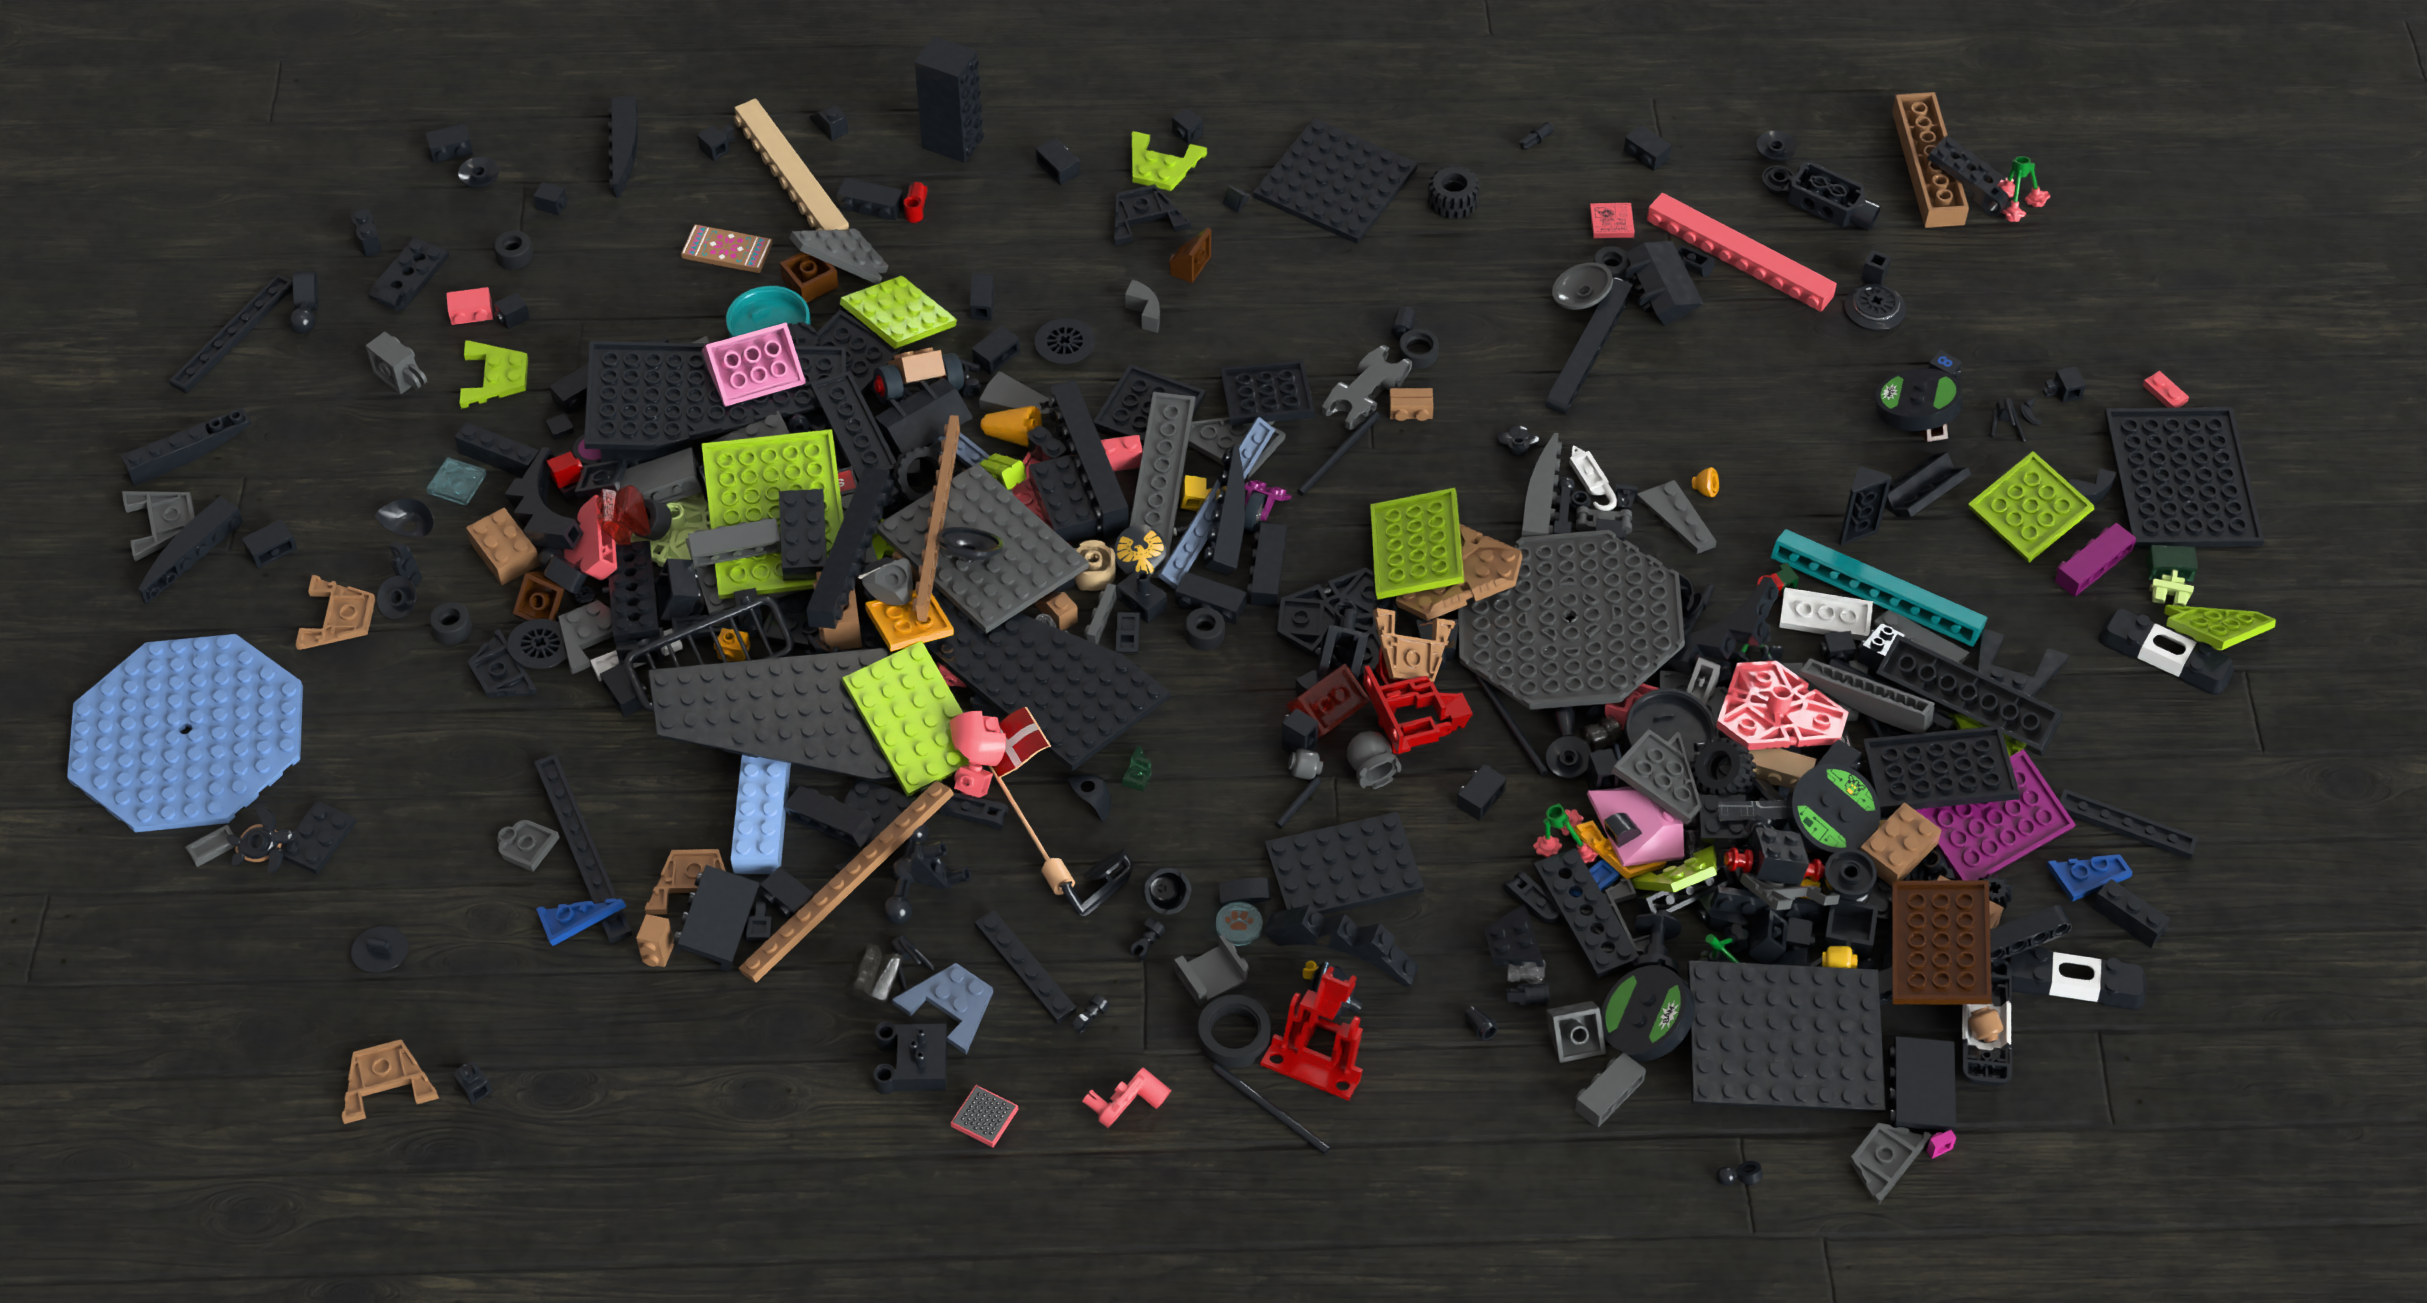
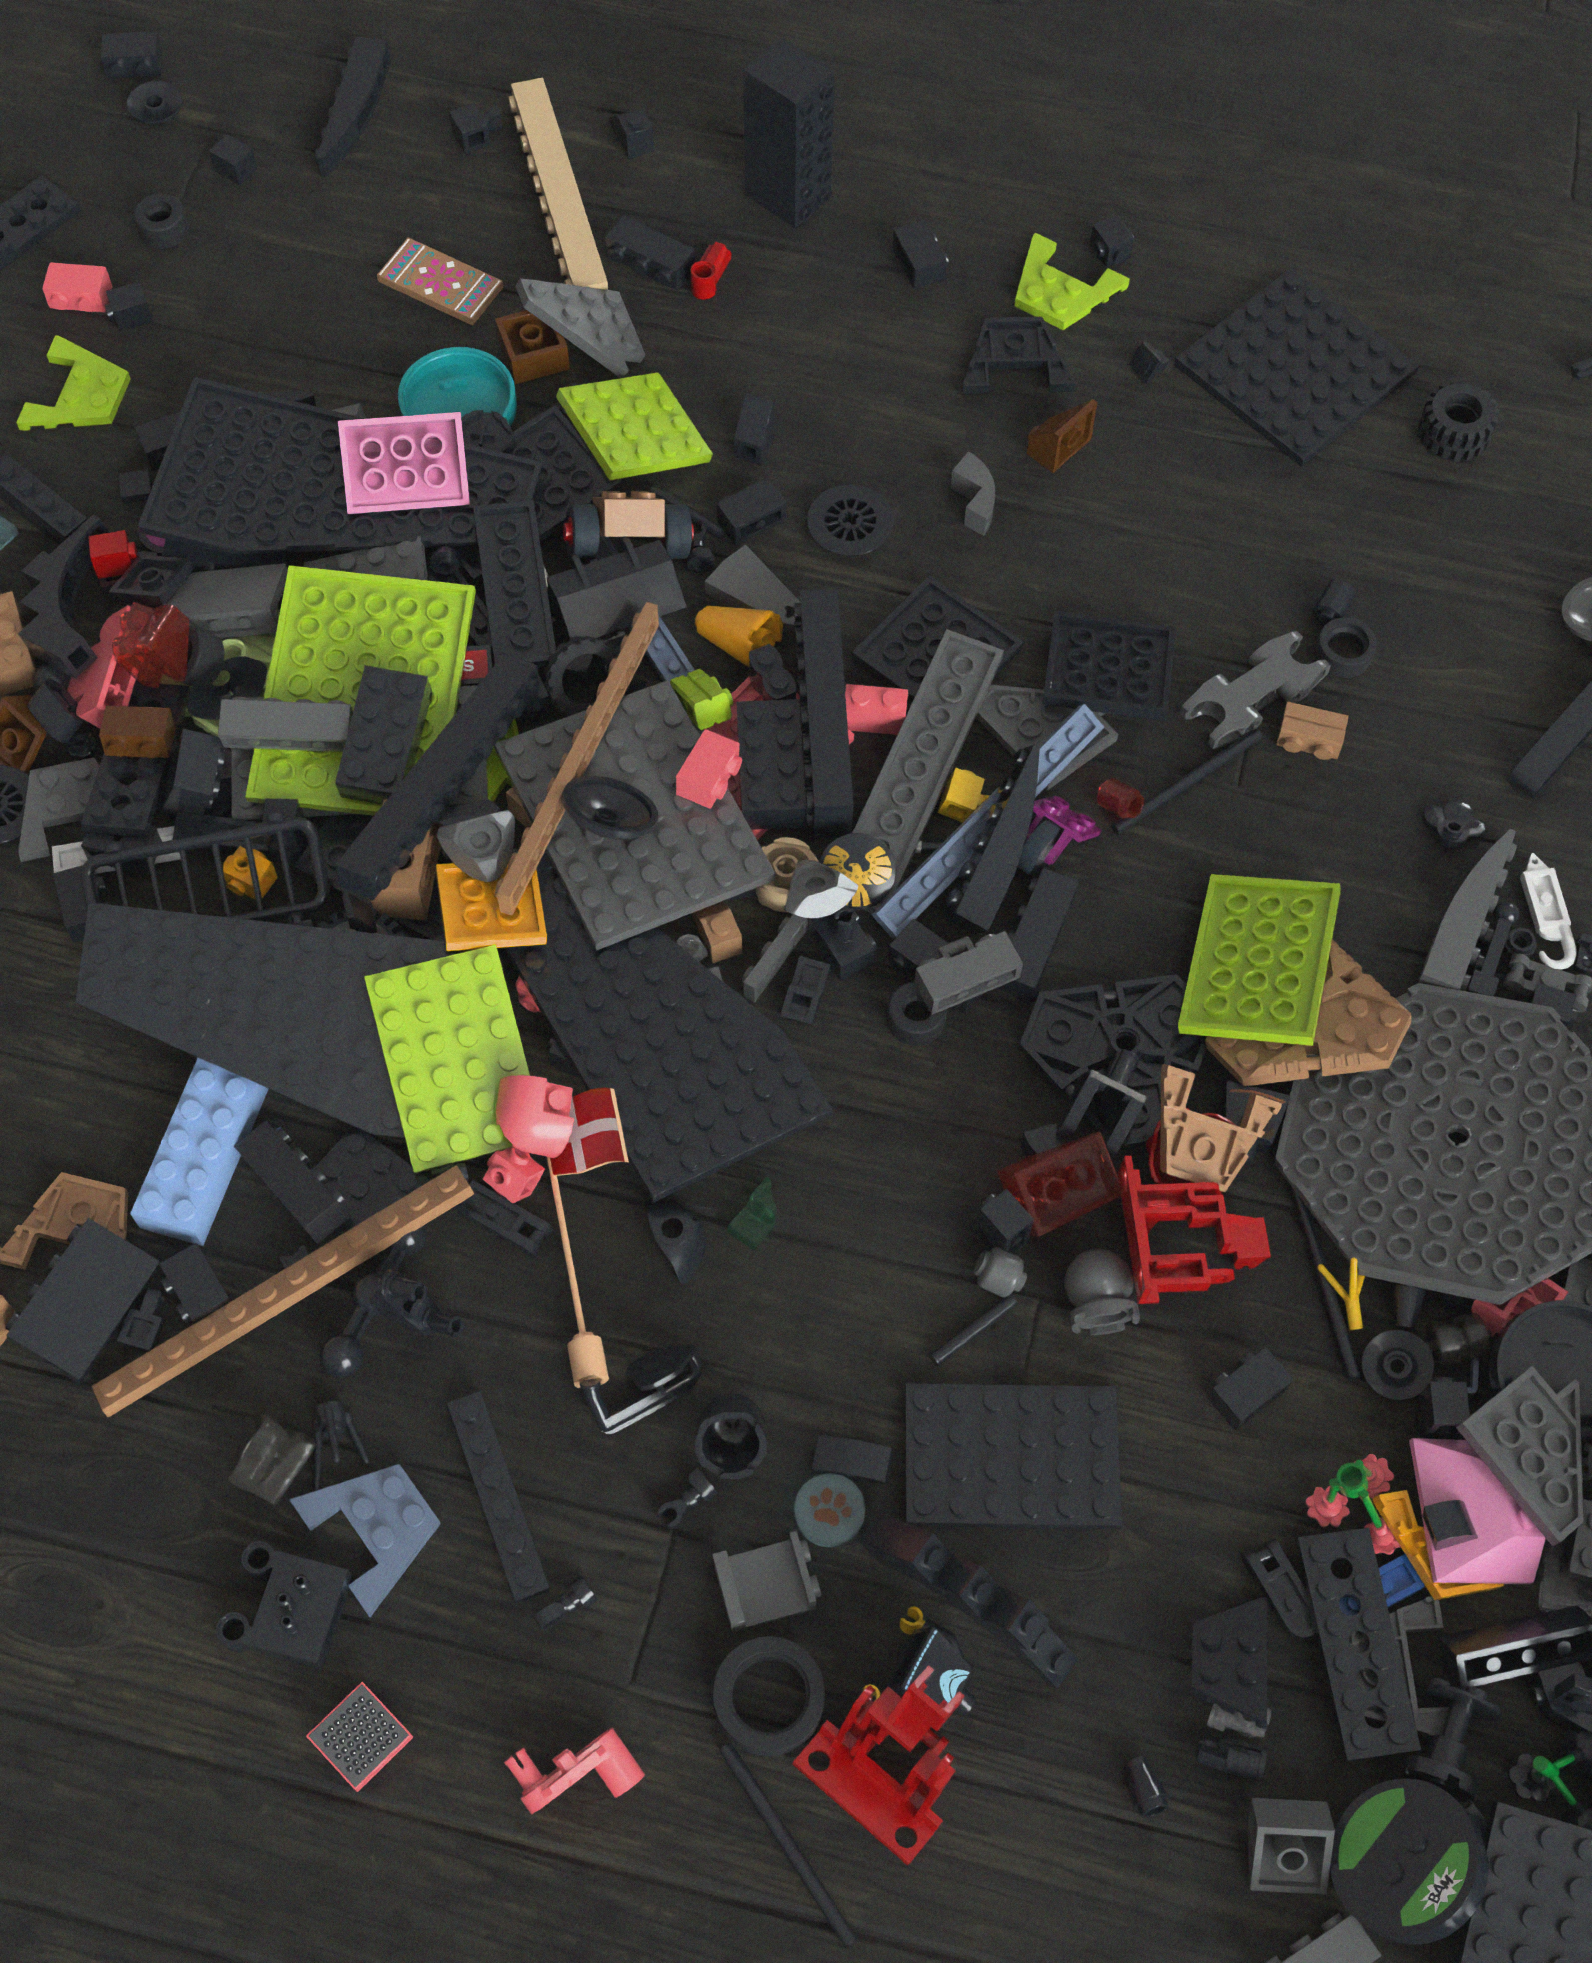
camera: 15 degrees right, 10 degrees up
(631, 570) = (137, 731): none -> reddish brown brick
(687, 522) = (245, 680): none -> black piece
(1025, 507) = (708, 768): none -> coral brick
(1120, 564) = (817, 890): none -> dark grey hat
(1231, 593) = (969, 974): none -> dark grey piece
(1298, 471) = (1120, 798): none -> clear red brick
(1530, 717) = (1351, 1299): none -> yellow plant
(1674, 878) = (1524, 1633): lime wing -> none

